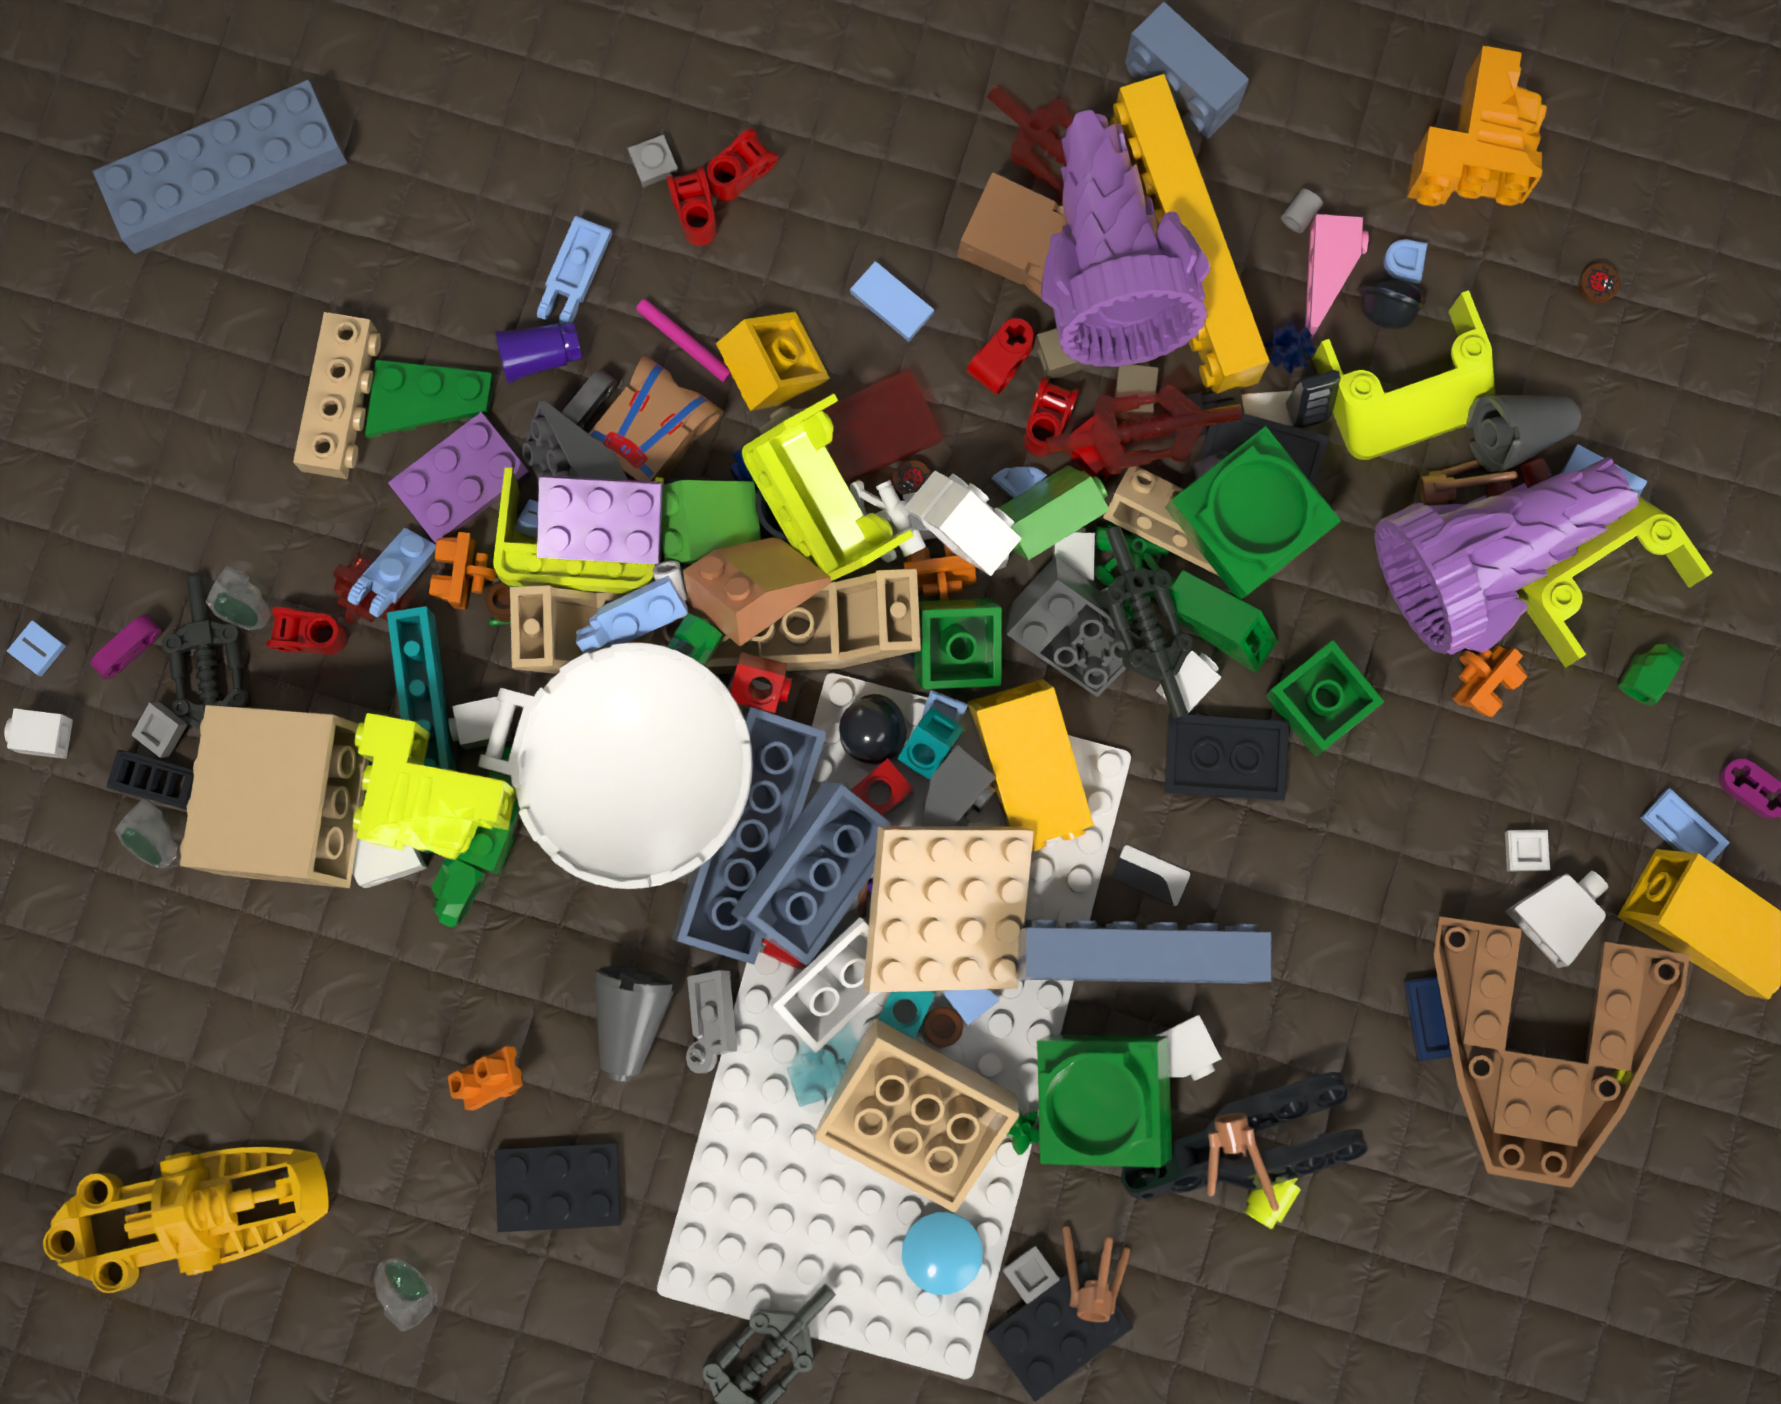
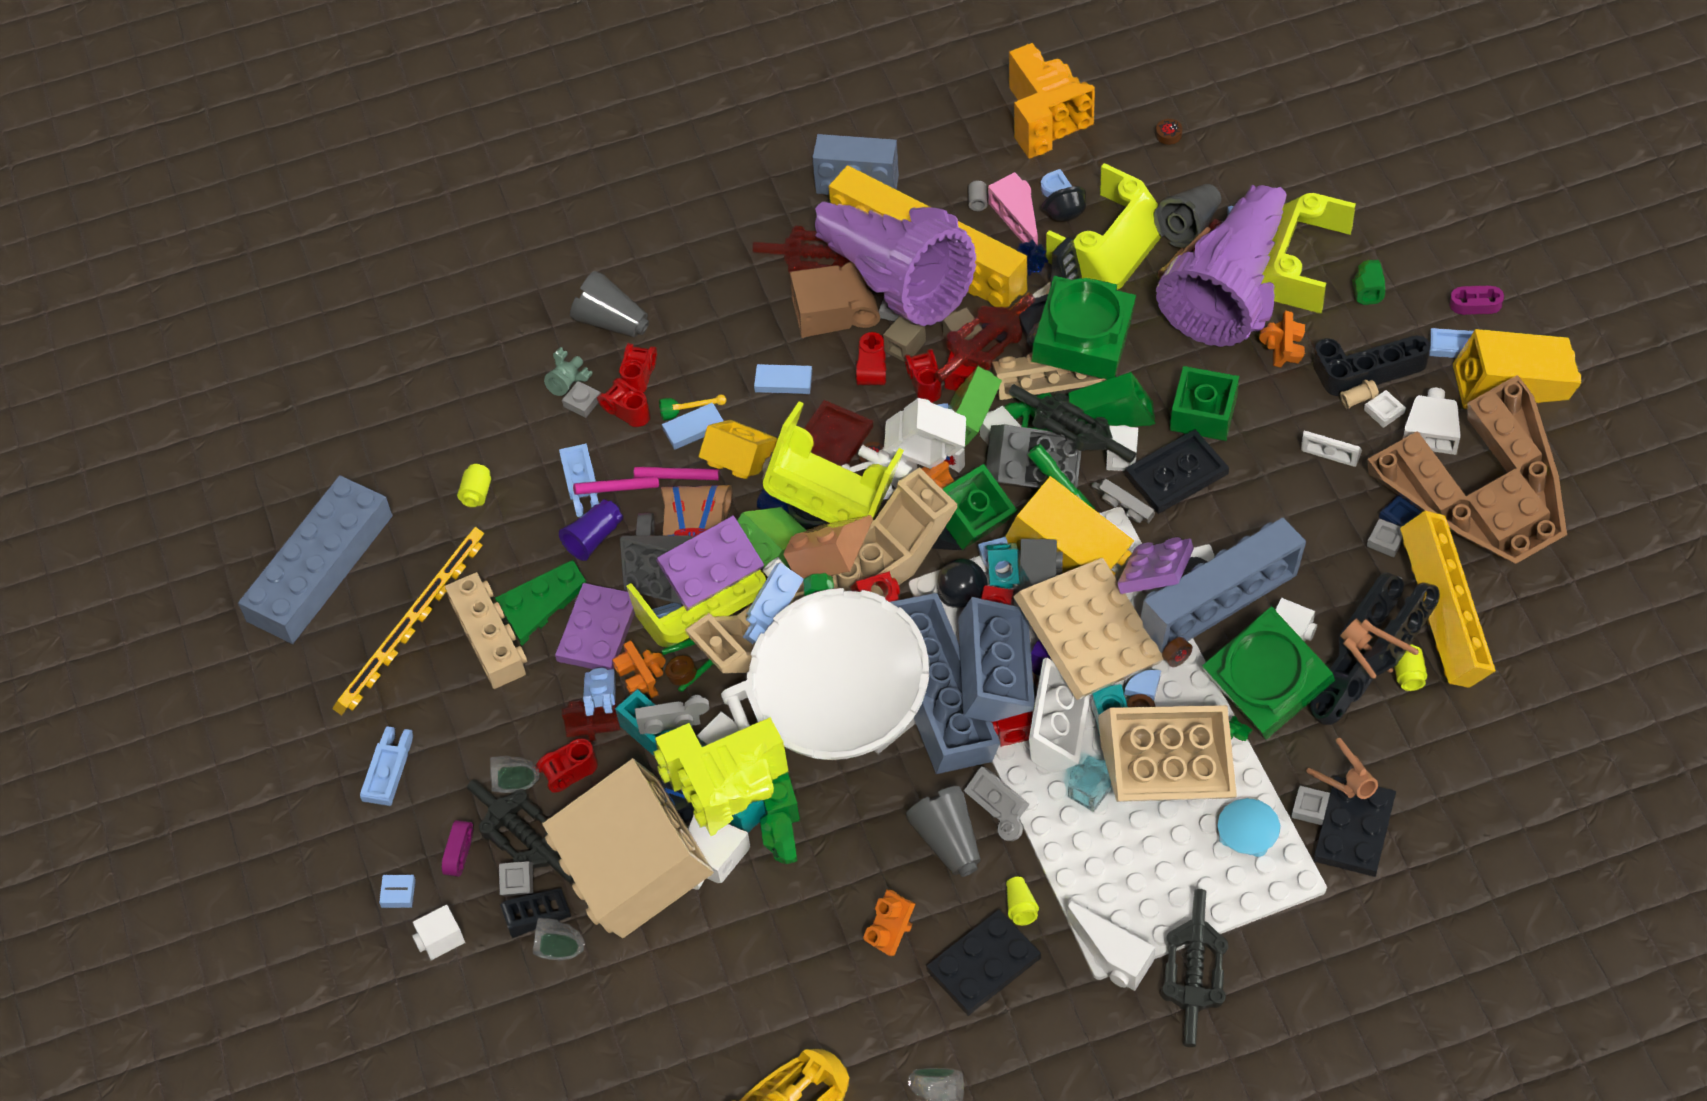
camera: 30 degrees left, 25 degrees down
(122, 490) = (386, 768): none -> light blue hinge
(251, 330) = (404, 630): none -> yellow plate
(438, 684) = (671, 715): none -> light grey hinge
(453, 195) = (474, 485): none -> neon yellow brick
(602, 312) = (615, 485): none -> dark pink bar
(645, 1151) = (1021, 903): none -> neon yellow cone
(656, 115) = (565, 373): none -> sand green piece
(688, 1292) = (1116, 950): none -> white slope
(738, 249) = (670, 407): none -> hinge
(747, 290) = (691, 425): none -> light blue tile
(763, 62) = (608, 307): none -> dark grey cone
(1034, 991) = (1177, 652): none -> reddish brown tile
(1075, 662) = (1049, 467): none -> green piece
(1085, 882) = (1156, 565): none -> medium lavender plate
(1139, 774) = (1116, 496): none -> light grey hinge
(1384, 1019) = (1385, 538): none -> light grey plate
(1392, 1128) = (1454, 619): none -> yellow brick
(1423, 857) = (1330, 448): none -> white slope
(1513, 813) = (1360, 393): none -> tan pin
(1563, 783) = (1378, 364): none -> black beam

